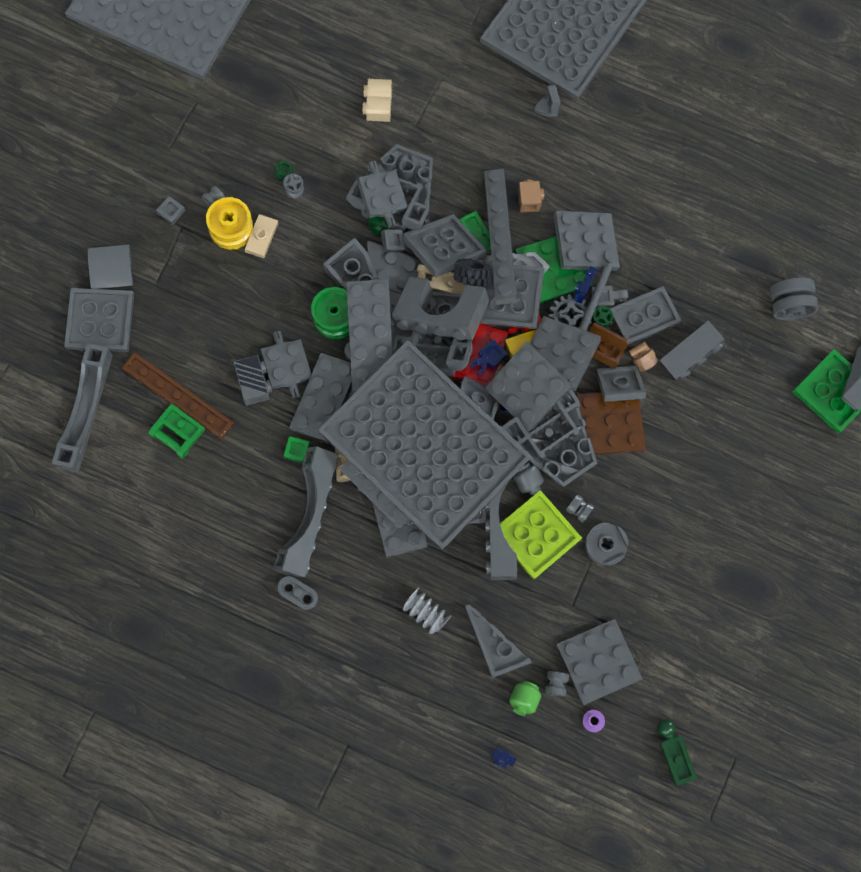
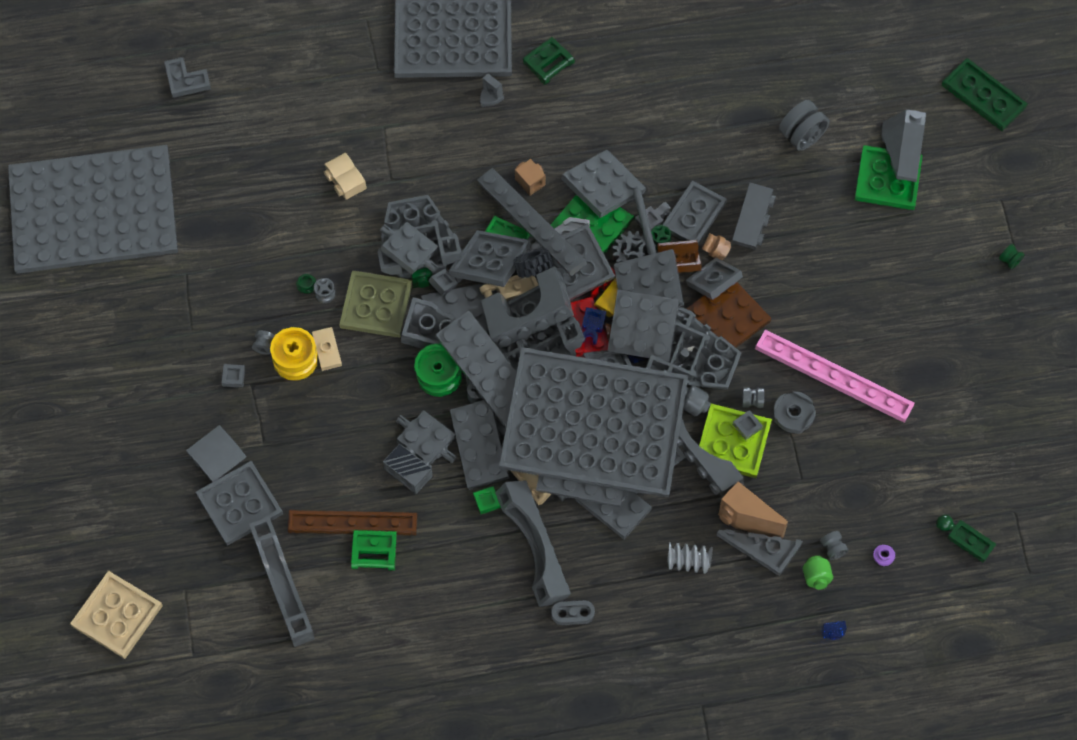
camera: 25 degrees left, 10 degrees down
(326, 223) = (376, 304): none -> olive plate
(501, 606) = (749, 513): none -> medium nougat slope
(556, 530) = (747, 425): none -> dark grey plate
(582, 287) = (629, 221): clear blue plate -> none
(598, 662) = (854, 507): dark grey plate -> none
(616, 100) = (544, 56): none -> dark green plate
(664, 536) = (835, 376): none -> bright pink plate

